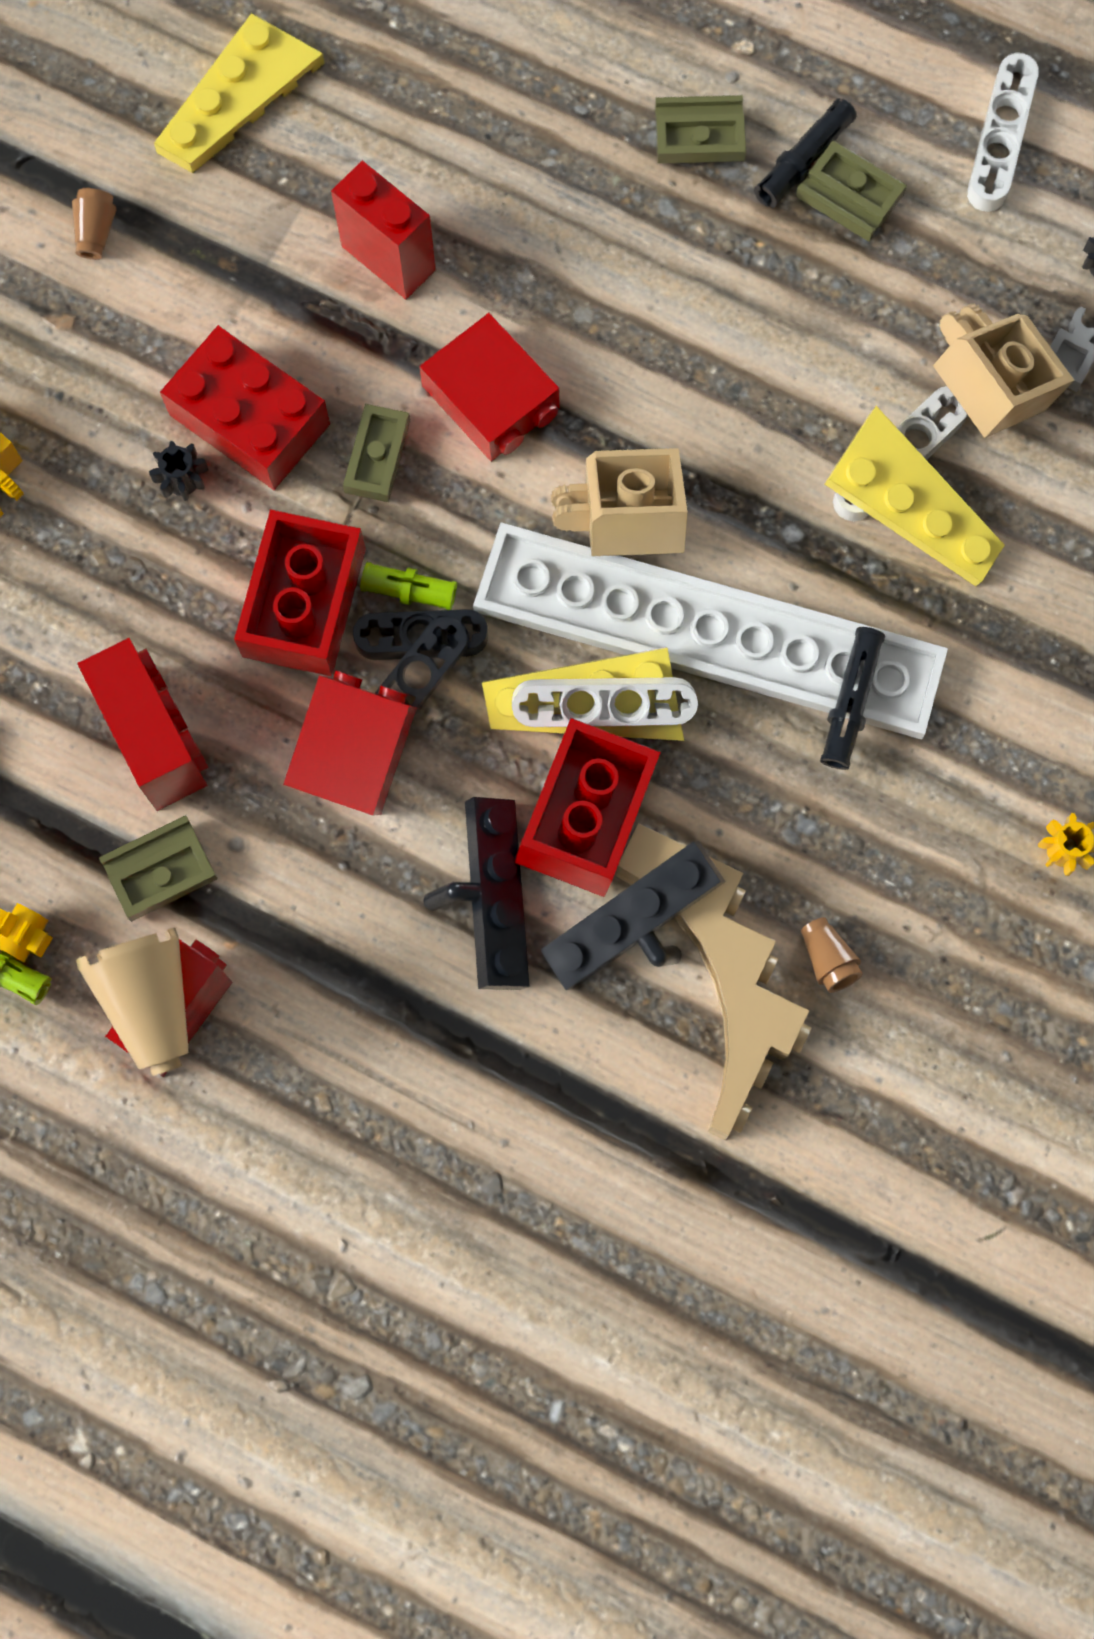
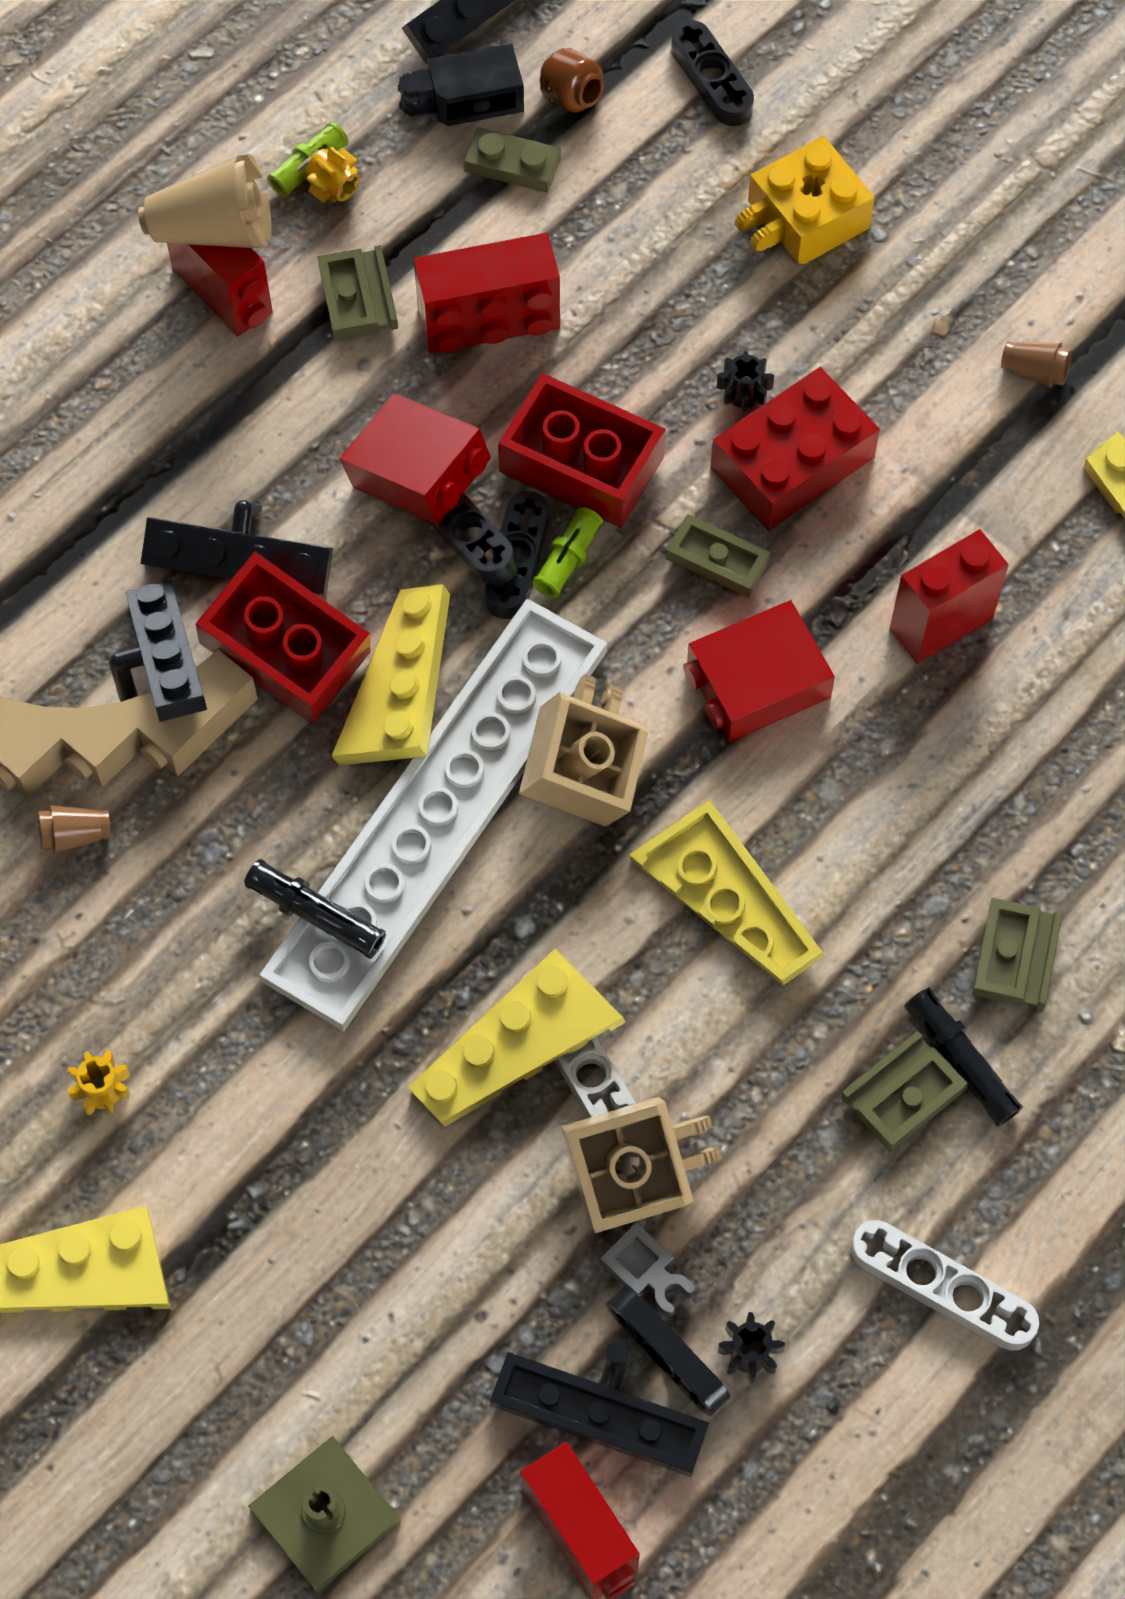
camera: 105 degrees right, 10 degrees down
(604, 694) = (368, 730): white beam -> none
(706, 374) = (722, 884): none -> light yellow wing

